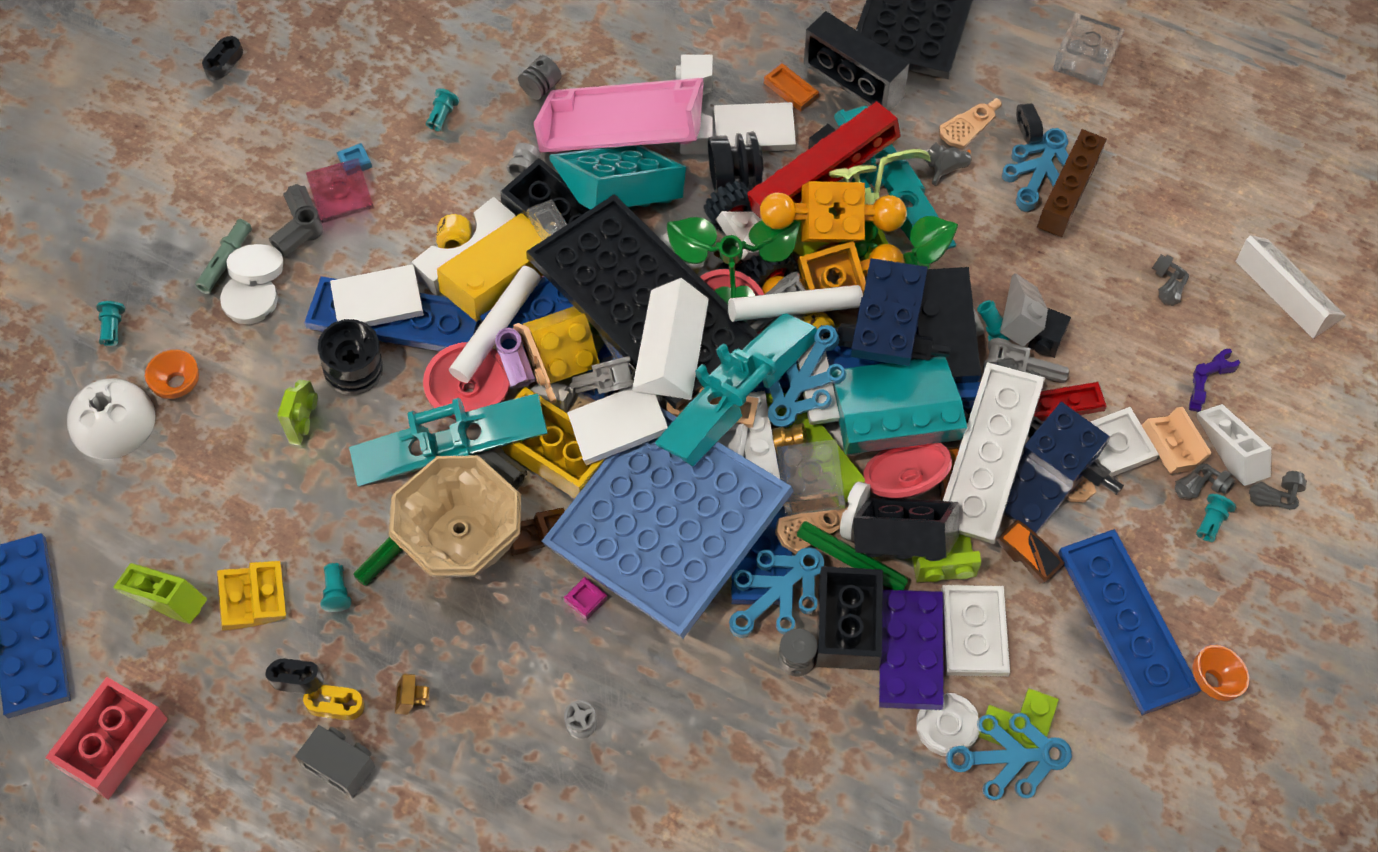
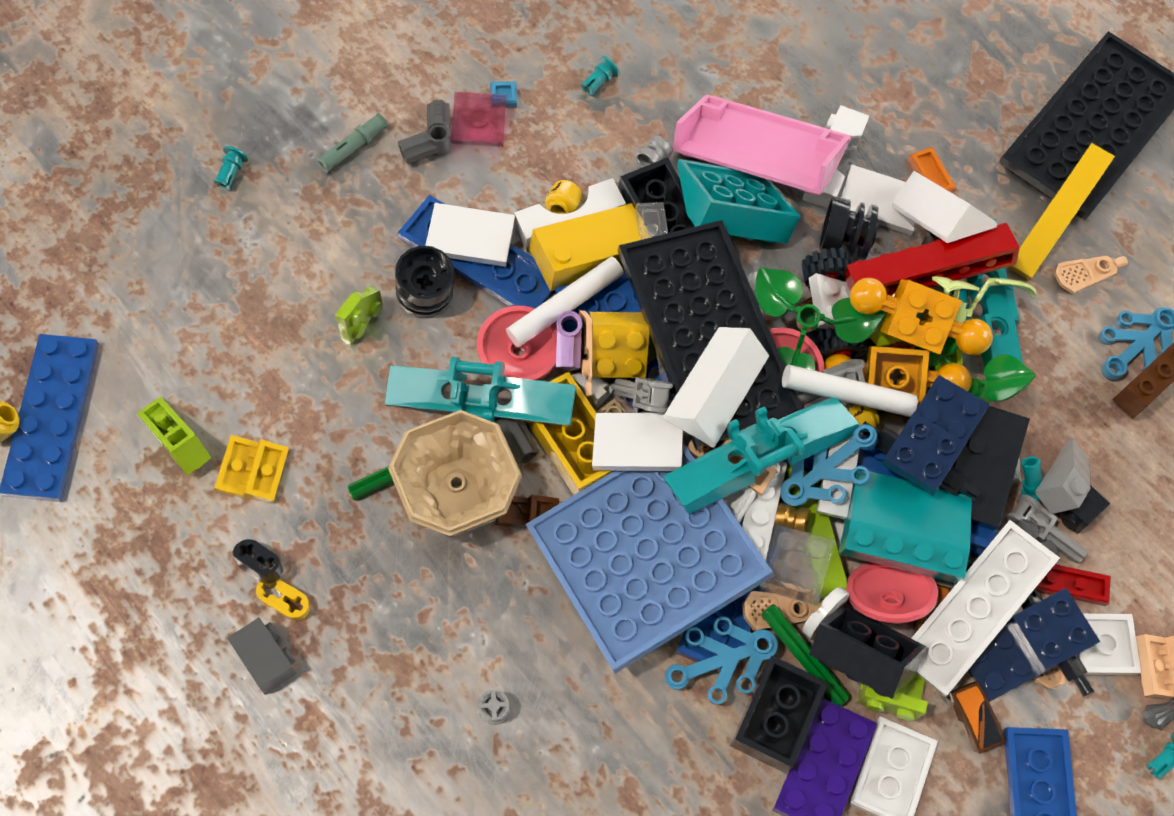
camera: 15 degrees right, 5 degrees up
(107, 738) = (73, 553): coral brick -> none
(110, 418) = (196, 256): white piece -> none
(168, 365) = (261, 227): orange piece -> none
(248, 302) = (359, 190): white tile -> none
(255, 263) = (376, 160): white tile -> none
(335, 594) = (324, 497): teal pin -> none
(408, 694) = (350, 620): pearl gold tile -> none
(539, 77) = (701, 78): dark grey piece -> none
(585, 598) = (545, 592): dark pink tile -> none
(797, 652) = (717, 726): dark grey piece -> none
(811, 112) = (940, 210): none -> white slope
(855, 62) = (1002, 173): black brick -> none
(922, 78) = (1061, 211): none -> yellow tile
(947, 160) = (1052, 301): dark grey animal -> none
(1029, 123) = (1147, 294): black beam -> none

